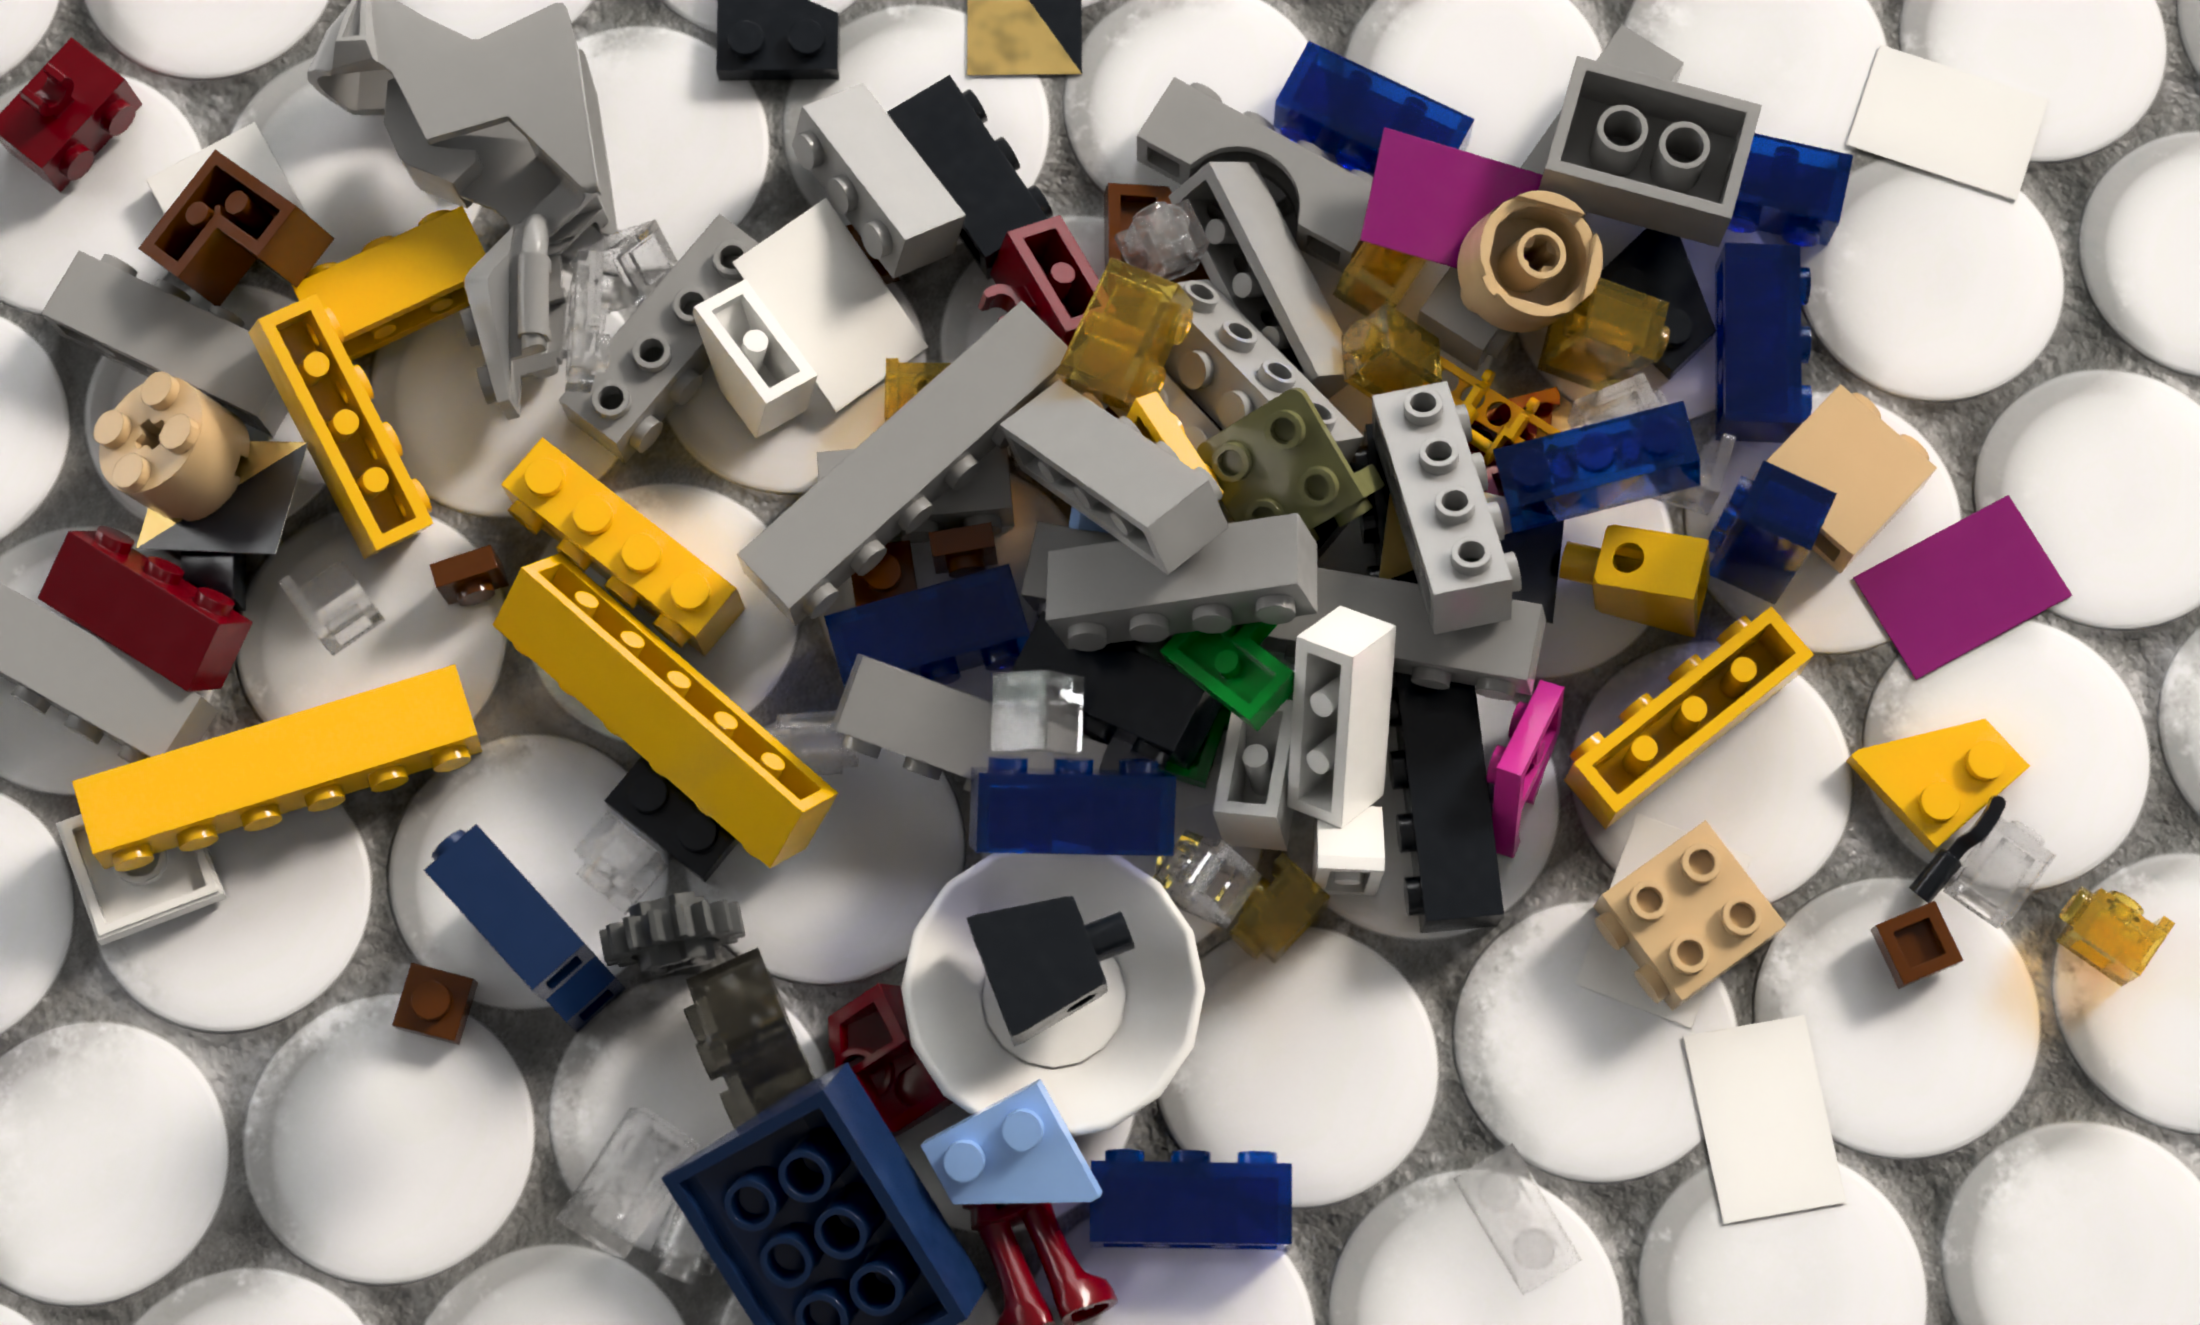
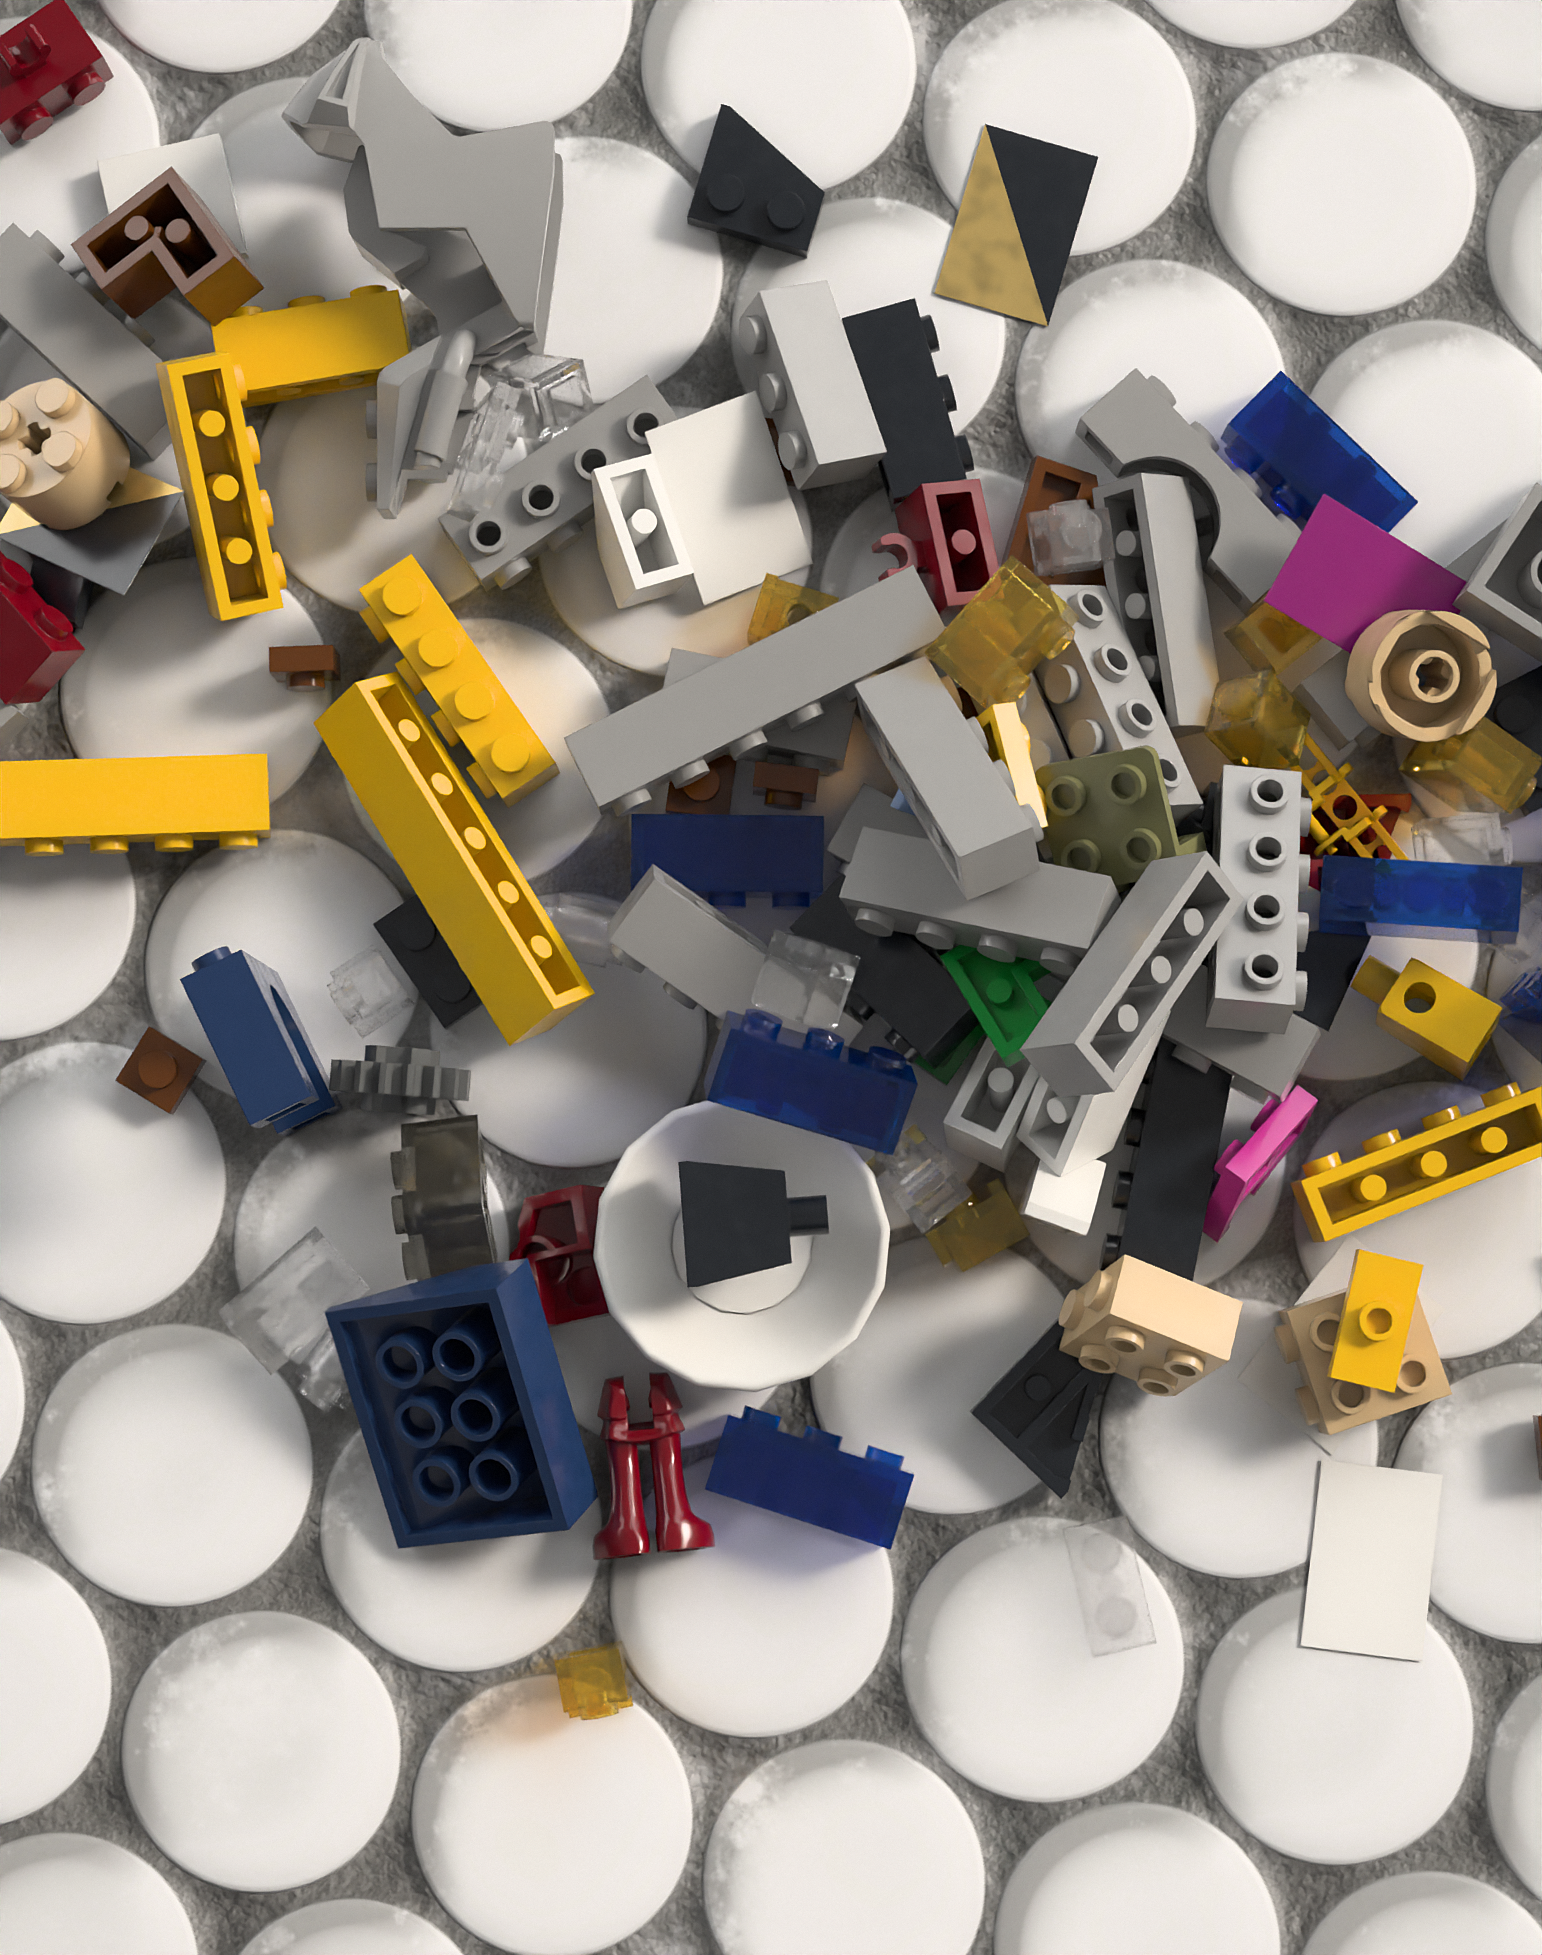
camera: 15 degrees right, 10 degrees up
(334, 606) = (167, 652): clear panel -> none
(1012, 1154) = (656, 1389): light blue wing -> none
(1347, 592) = (1132, 975): none -> light grey brick
(1398, 1062) = (1042, 1409): none -> black wing
(1473, 945) = (1149, 1326): none -> tan brick
(1689, 873) = (1375, 1320): none -> yellow plate

